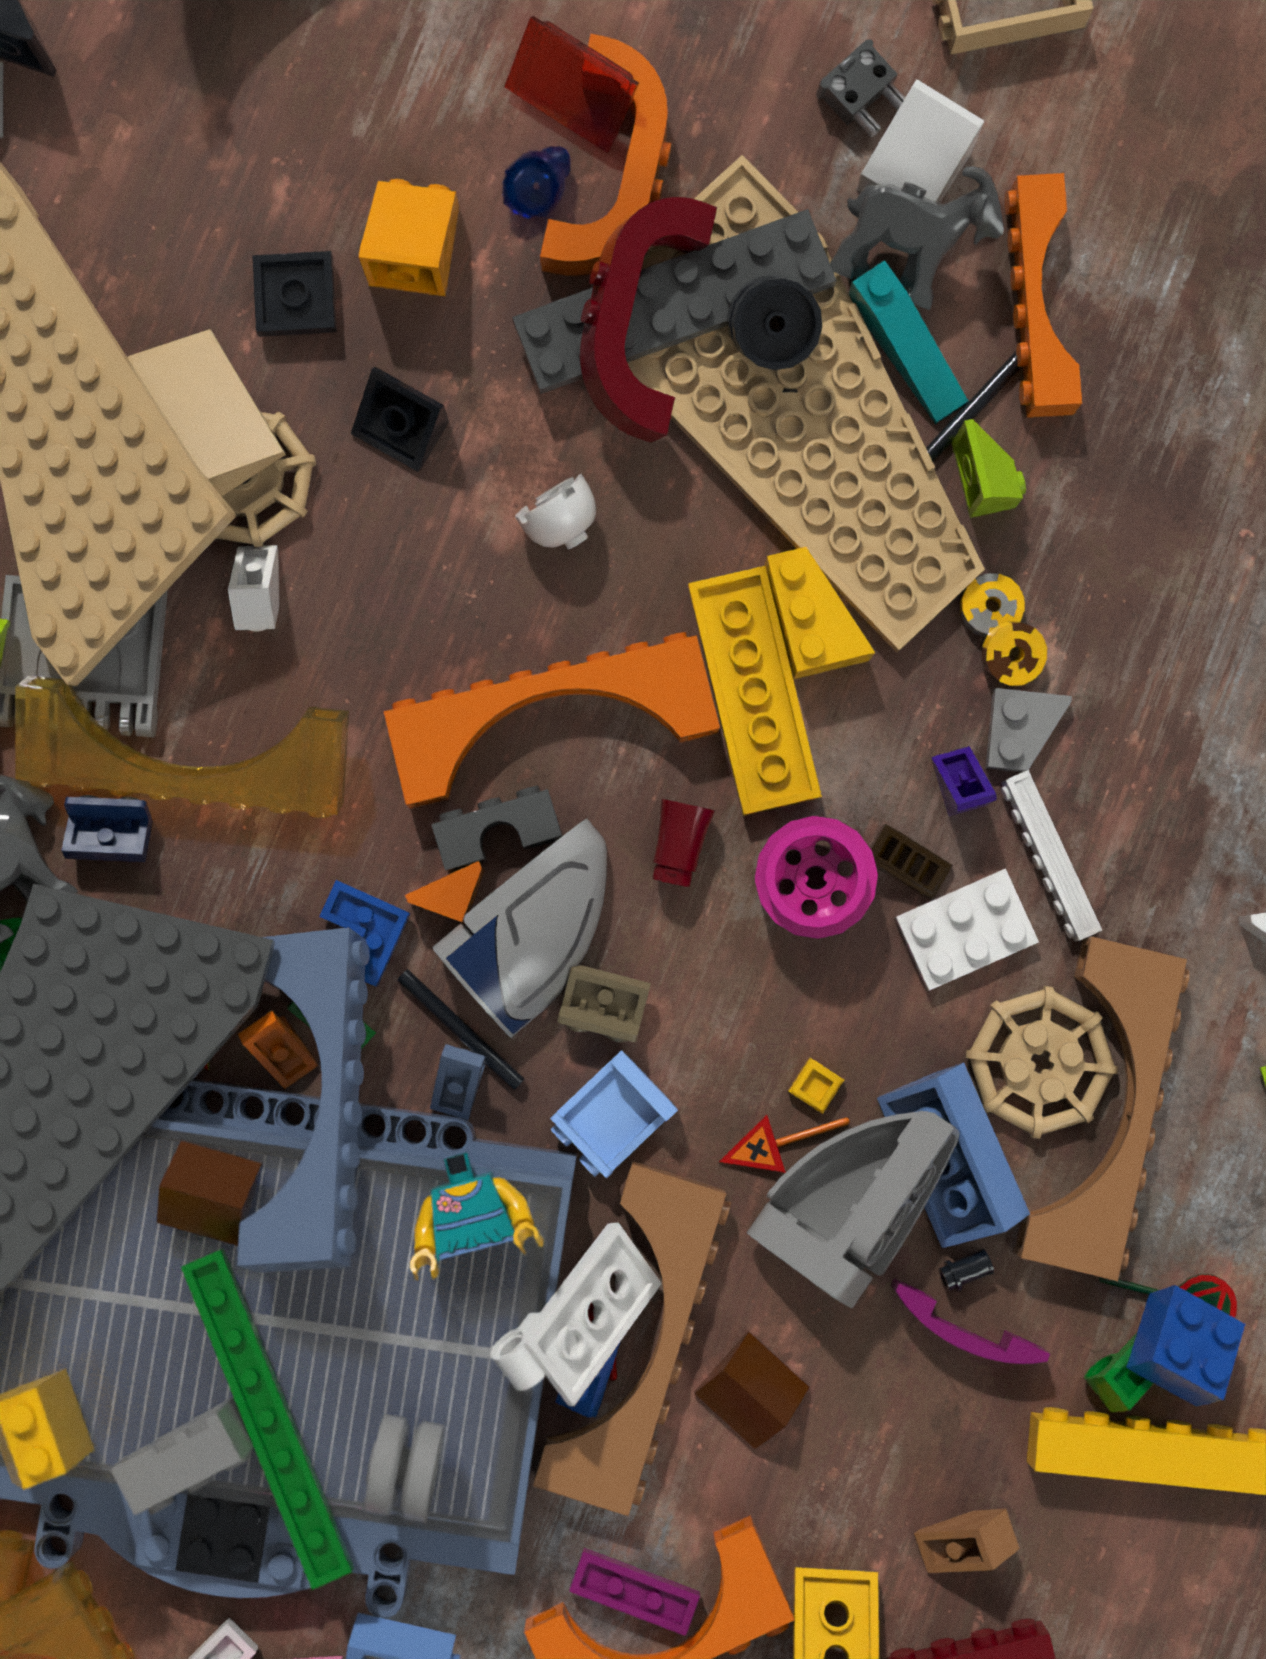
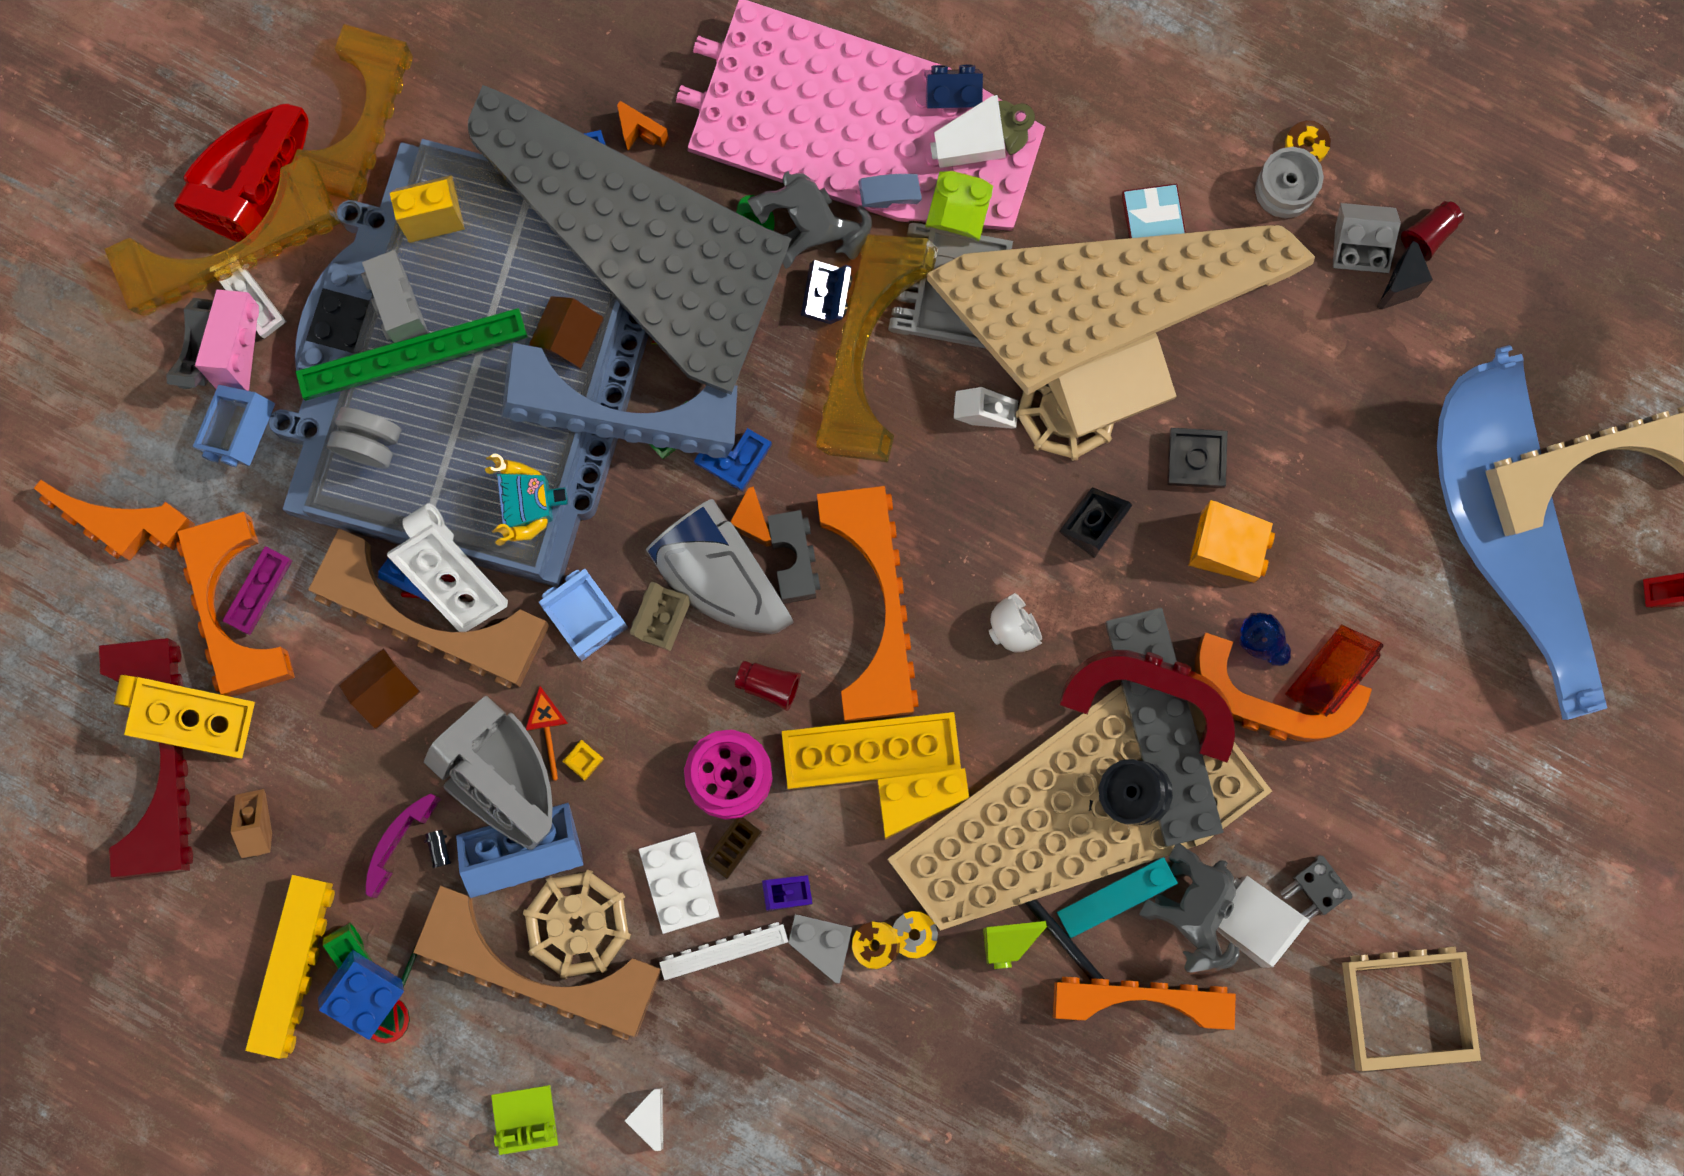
camera: 100 degrees right, 5 degrees down
(278, 1048) = (660, 390): orange slope -> none
(457, 1081) = (620, 510): sand blue slope -> none
(460, 1029) = (657, 517): black bar -> none

